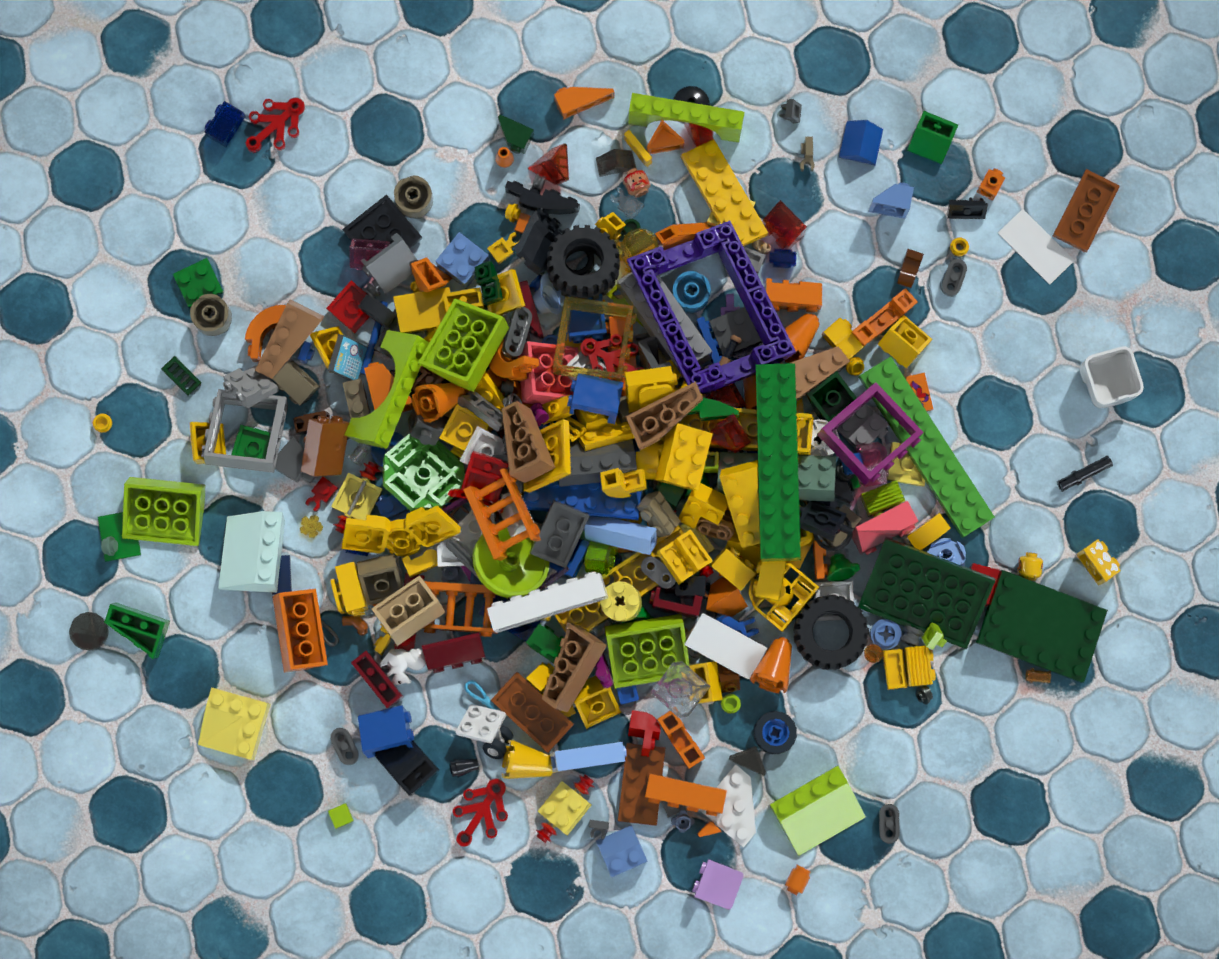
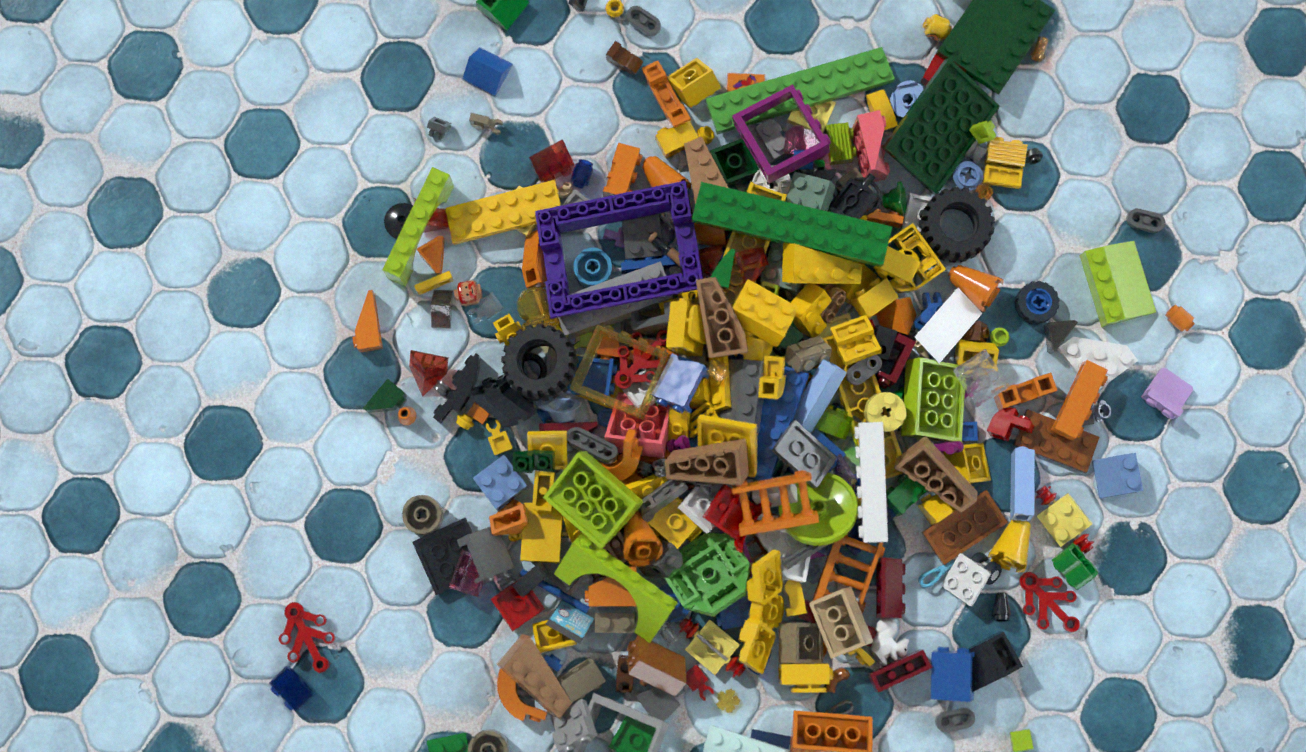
camera: 80 degrees left, 0 degrees up
(520, 828) = (1074, 566): none -> green brick
(598, 826) = (1087, 491): dark grey tile -> none
(617, 429) = (718, 369): none -> clear yellow plant
(630, 225) = (511, 308): dark green plate -> none
(708, 829) = (1115, 389): orange slope -> none
(893, 201) = (557, 52): medium blue slope -> none

